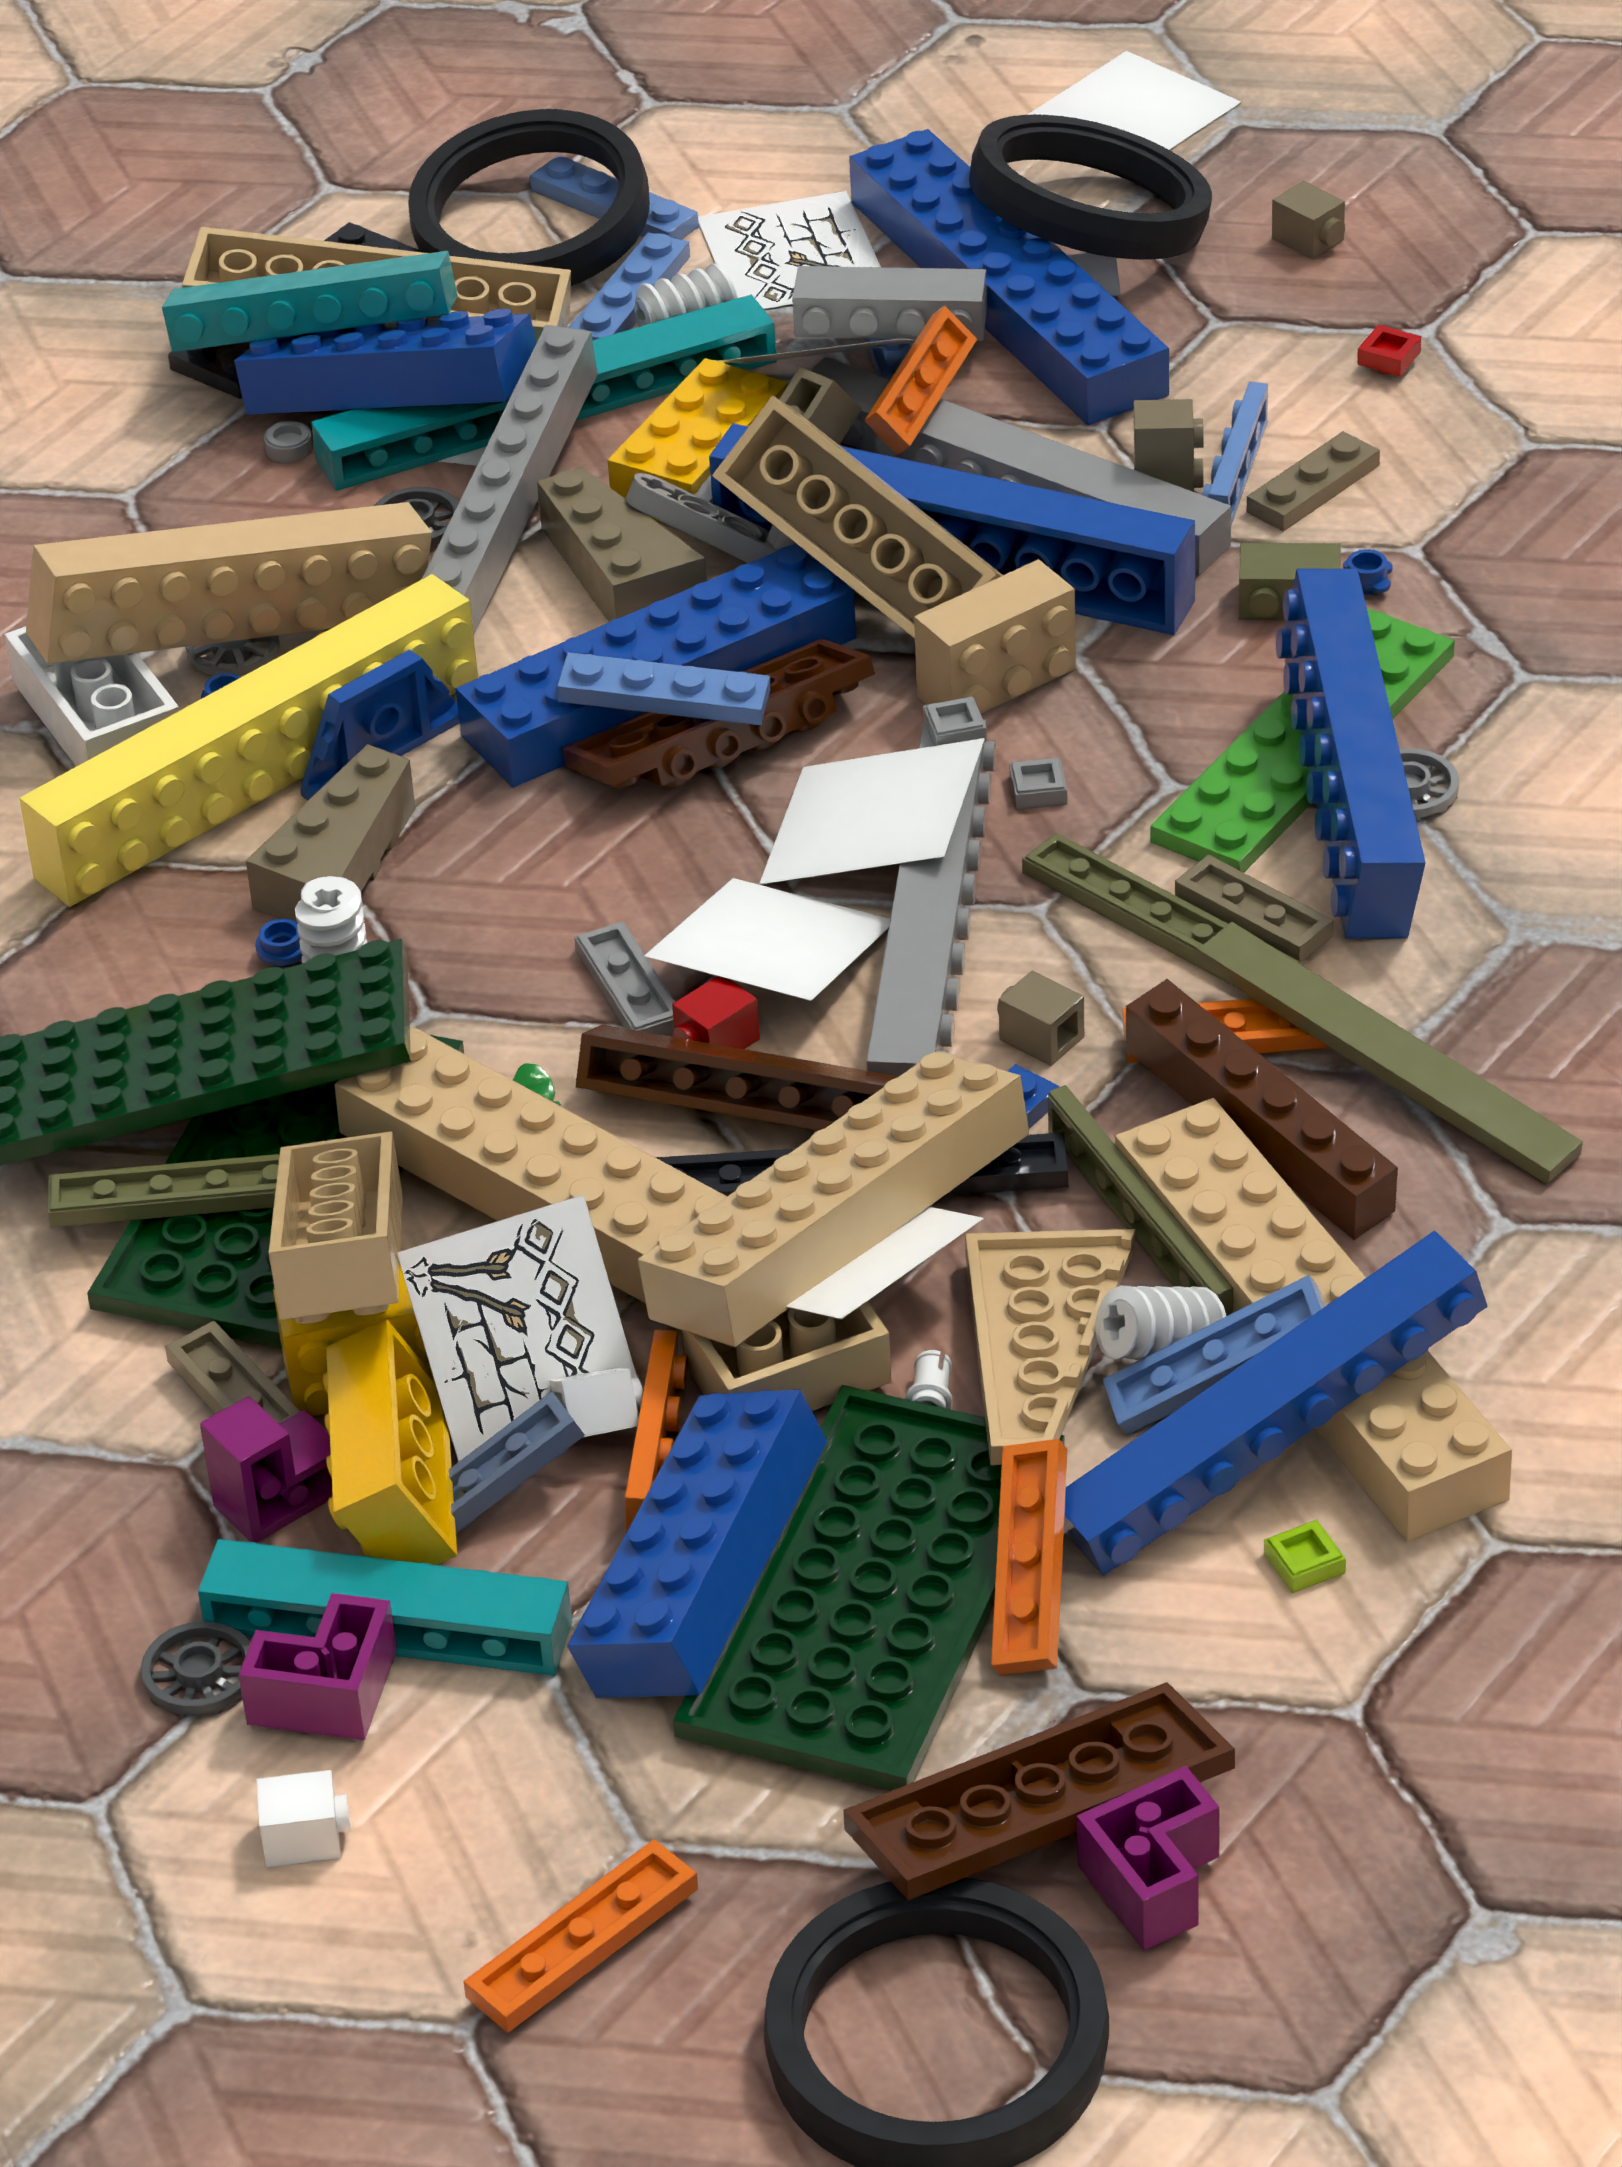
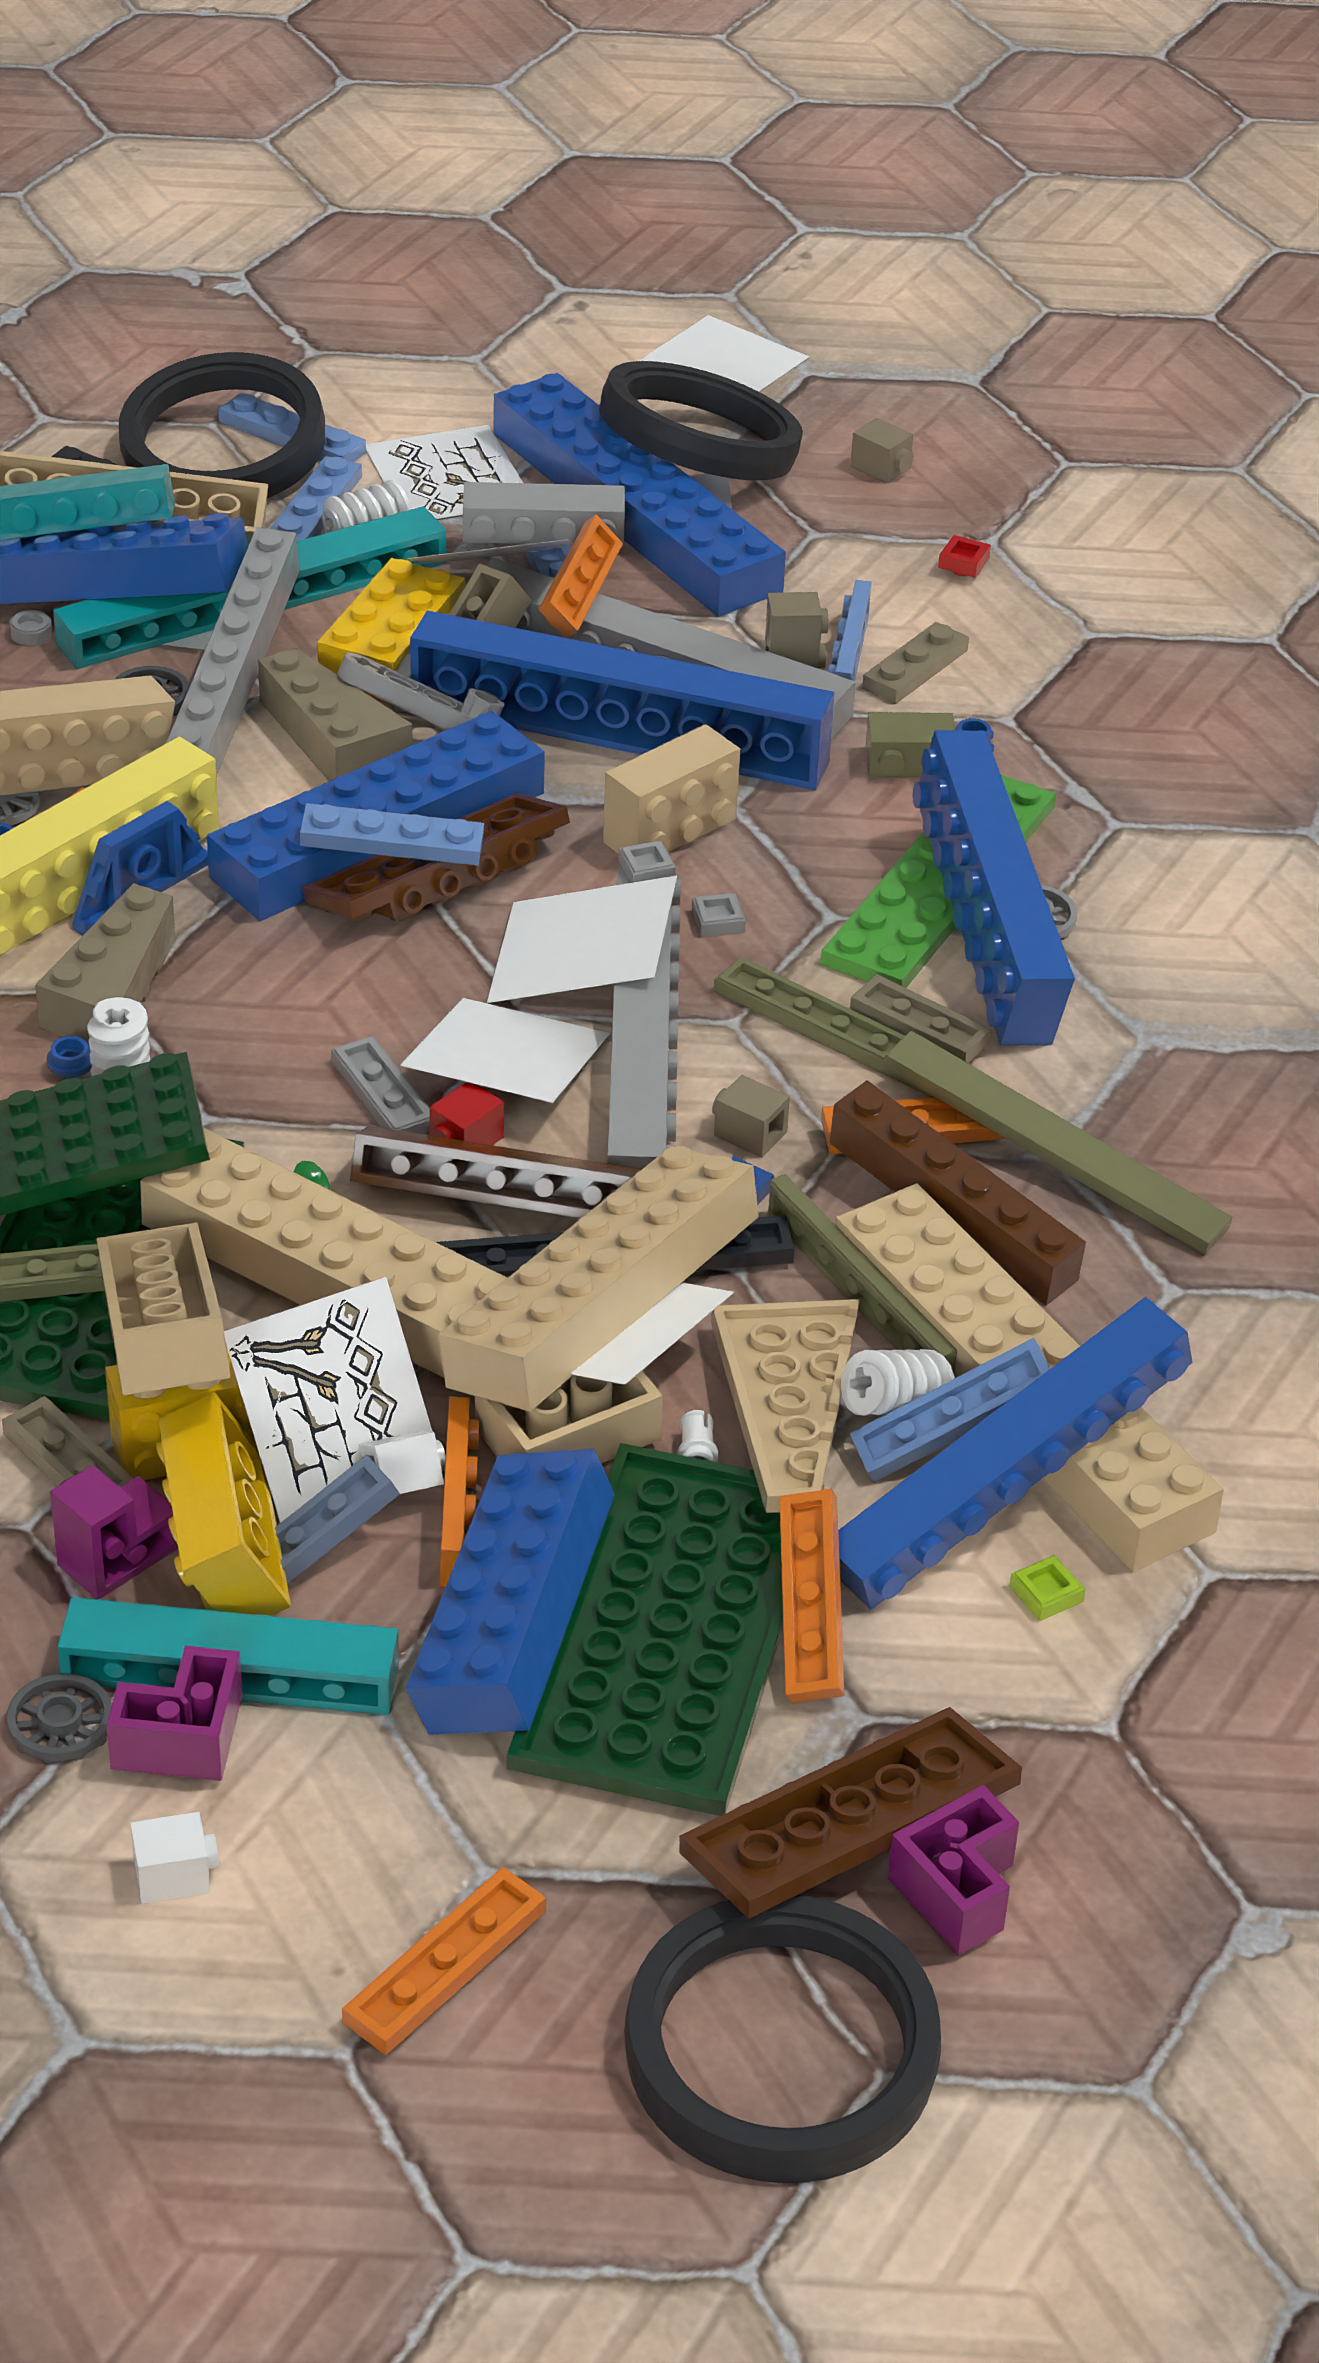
camera: 10 degrees left, 0 degrees up
(848, 517) = (539, 689): tan brick -> none

